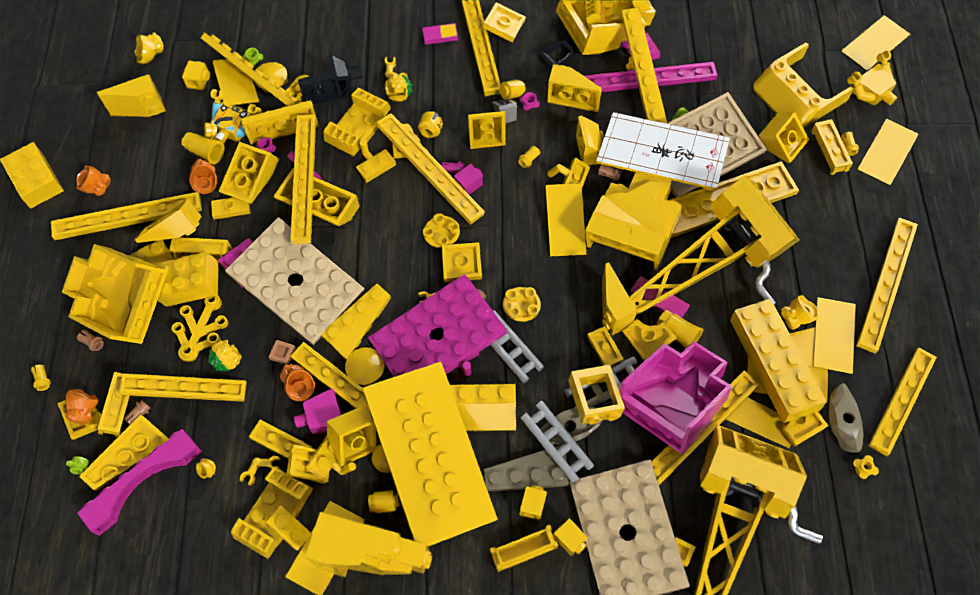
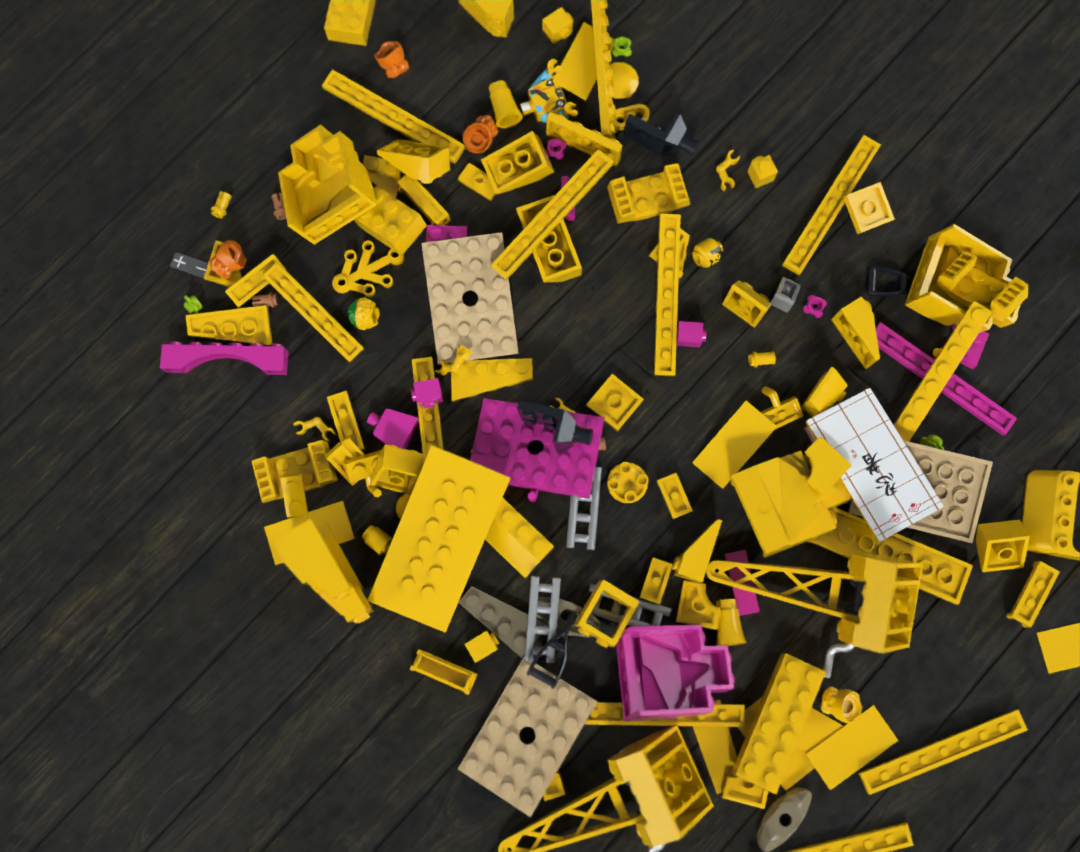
camera: 45 degrees right, 15 degrees up
(50, 442) = (189, 264): none -> dark grey sticker
(205, 468) = (277, 392): yellow plate -> none
(210, 130) = (521, 95): yellow plate -> none
(281, 352) = (409, 349): nougat plate -> none
(297, 382) = (398, 386): orange hair -> none
(324, 364) = (427, 393): none -> dark pink brick
(325, 320) = (462, 353): none -> yellow arm
(364, 366) = (460, 419): yellow dish -> none
(375, 164) = (628, 247): yellow plate -> none
(398, 87) = (713, 192): yellow piece -> none
(417, 53) = (762, 171): none -> yellow brick
(432, 297) = (565, 426): none -> black plate
(440, 33) = (803, 167): dark pink tile -> none
(441, 231) = (624, 359): yellow dish -> none
(453, 167) = (688, 310): dark pink pin -> none
(512, 89) = (809, 282): yellow brick -> none
(561, 284) = (674, 496): none -> yellow plate
(570, 538) = (483, 698): yellow brick -> none
(588, 447) = (563, 648): none -> black piece
(636, 172) = (826, 465): none -> yellow tile
(849, 143) = (1053, 606): yellow pin -> none

